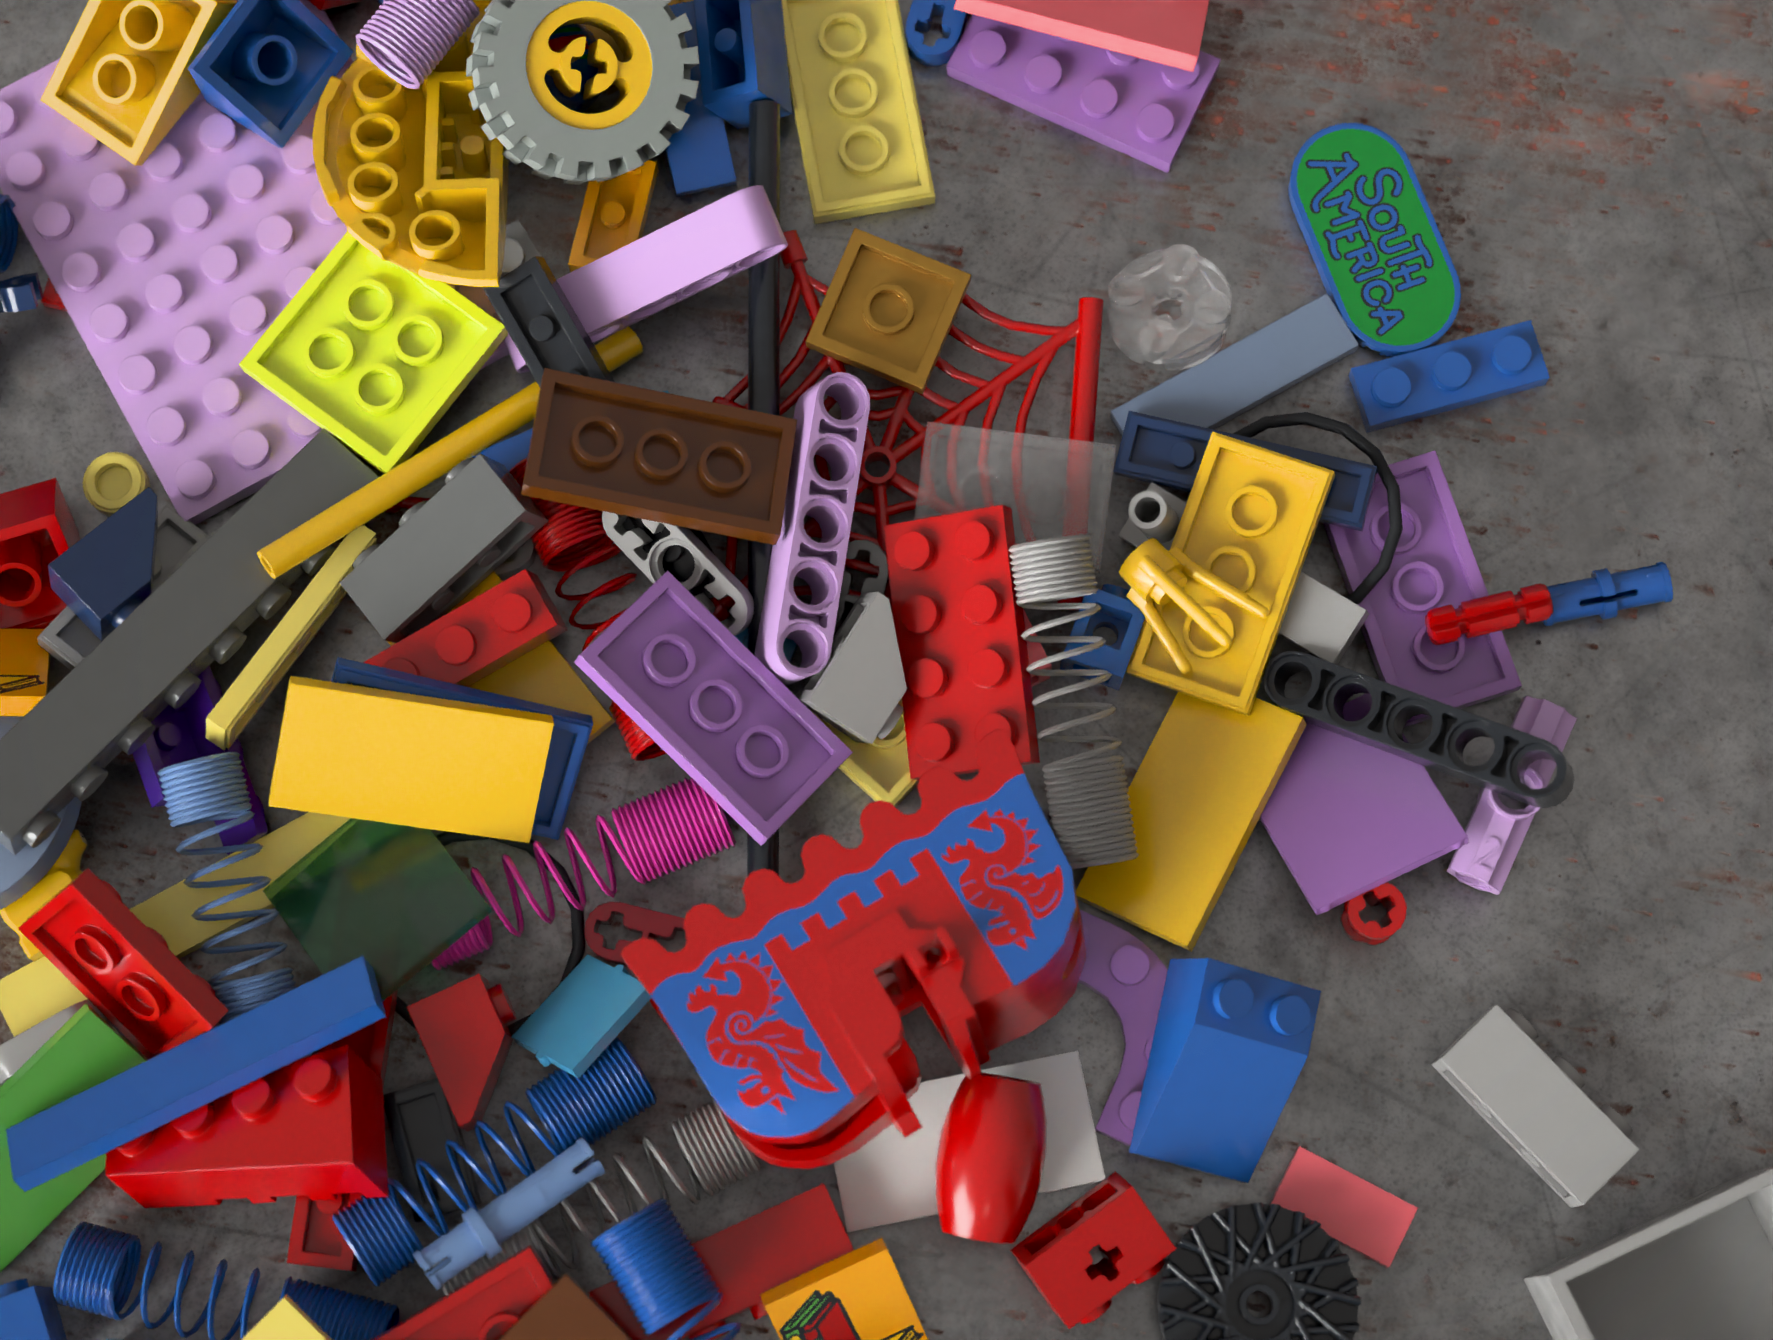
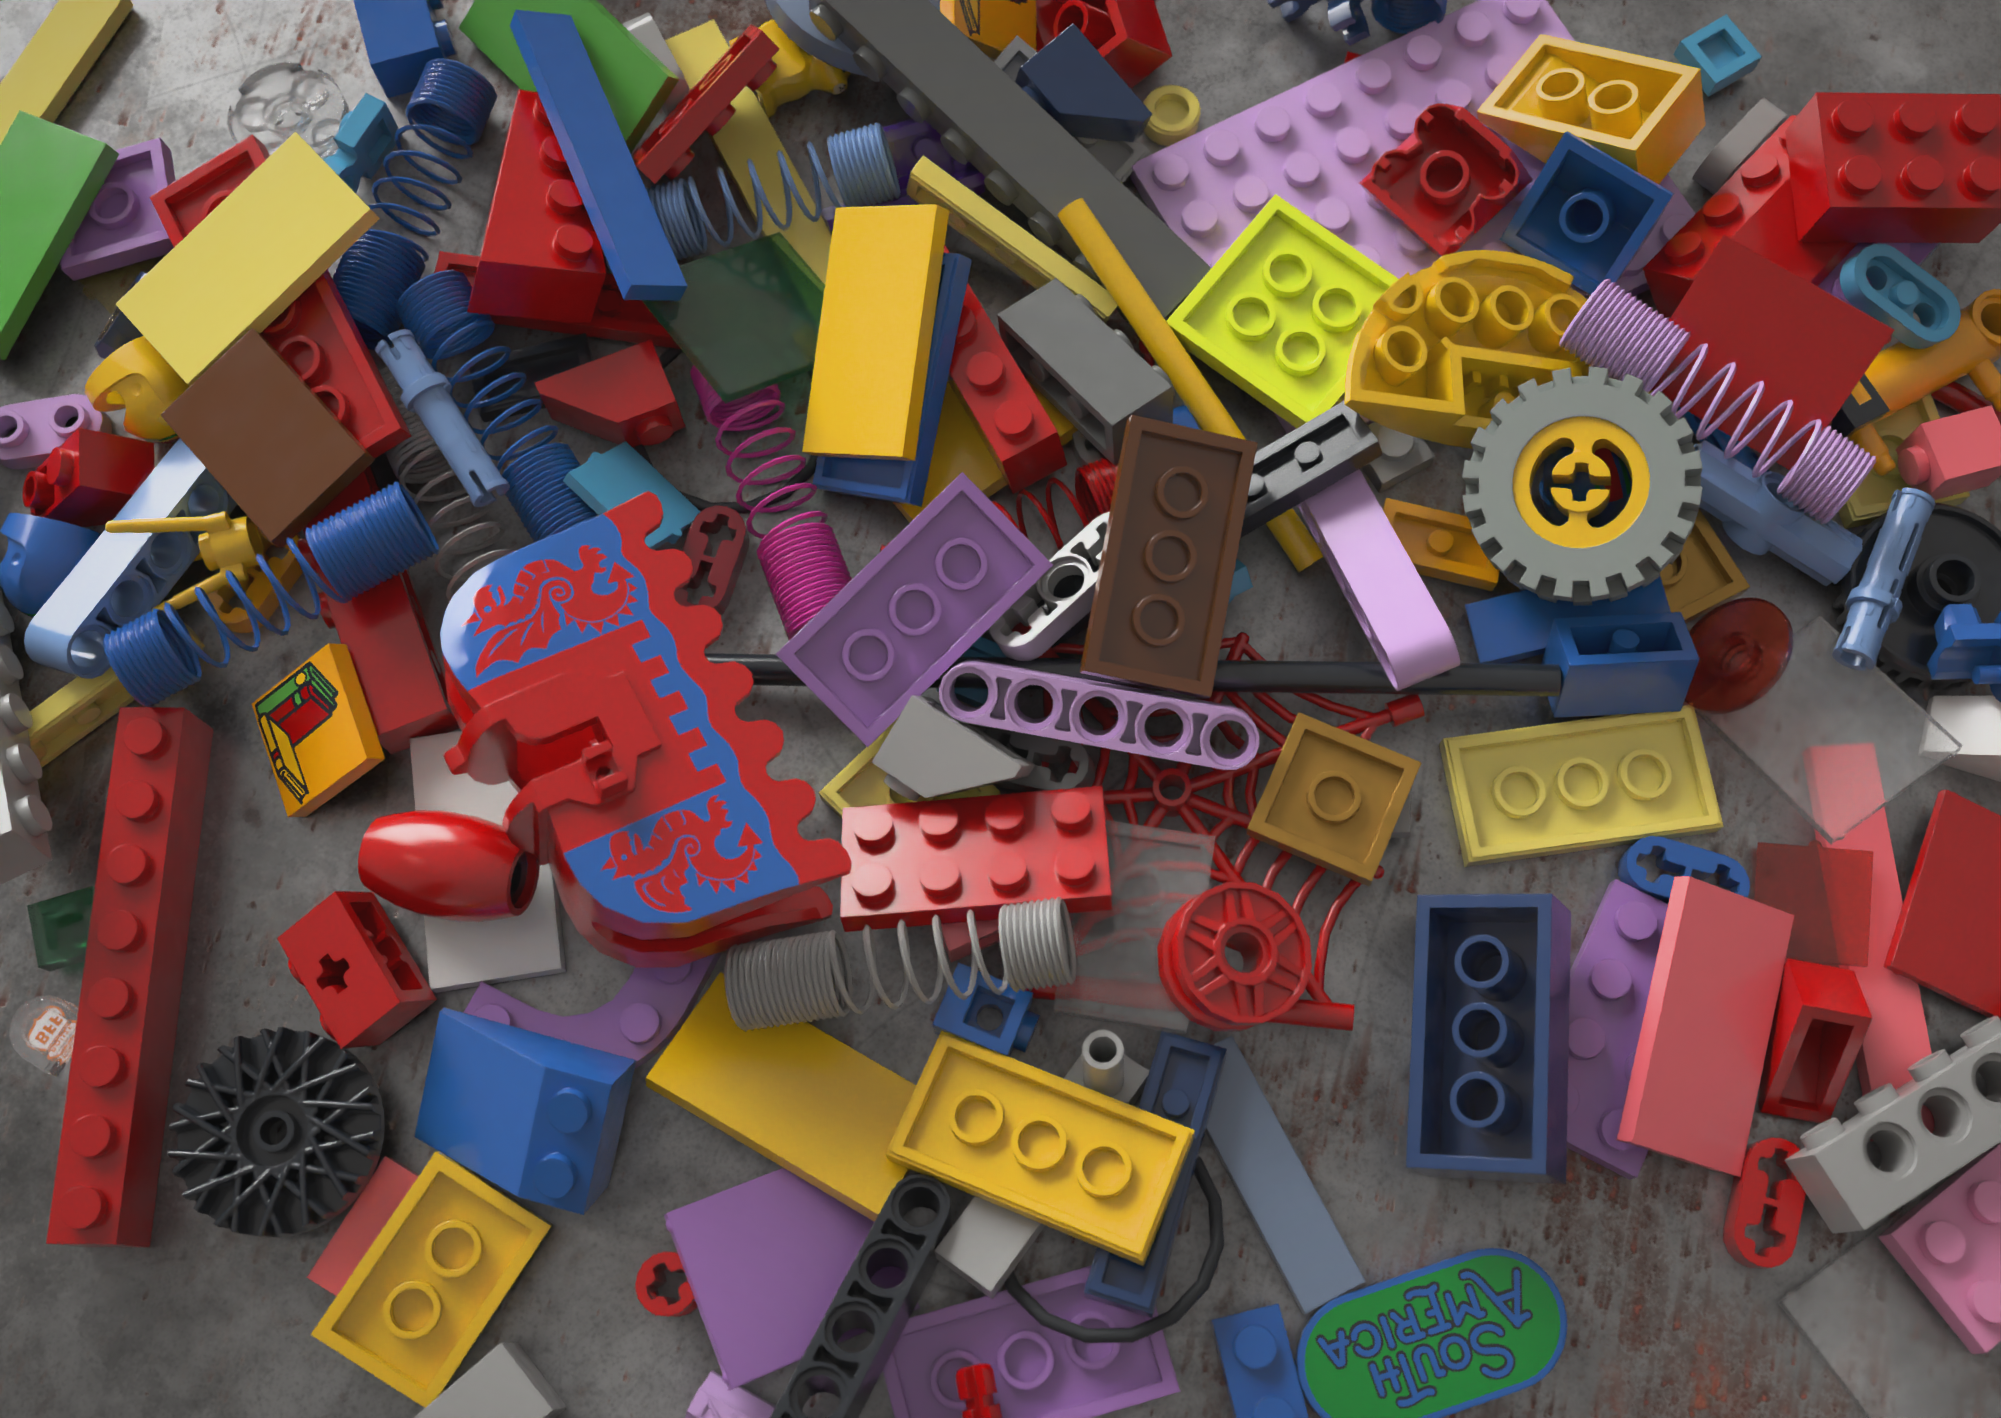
camera: 90 degrees right, 5 degrees down
(218, 196) = (1446, 178): none -> red slope
(1047, 364) = (1272, 949): none -> red wheel
(1110, 175) = (1490, 1038): none -> dark blue brick
(1158, 577) = (1030, 1061): yellow plant -> none
(1162, 276) = (1309, 1090): clear plate -> none
(1383, 1140) = (432, 1280): none -> yellow plate

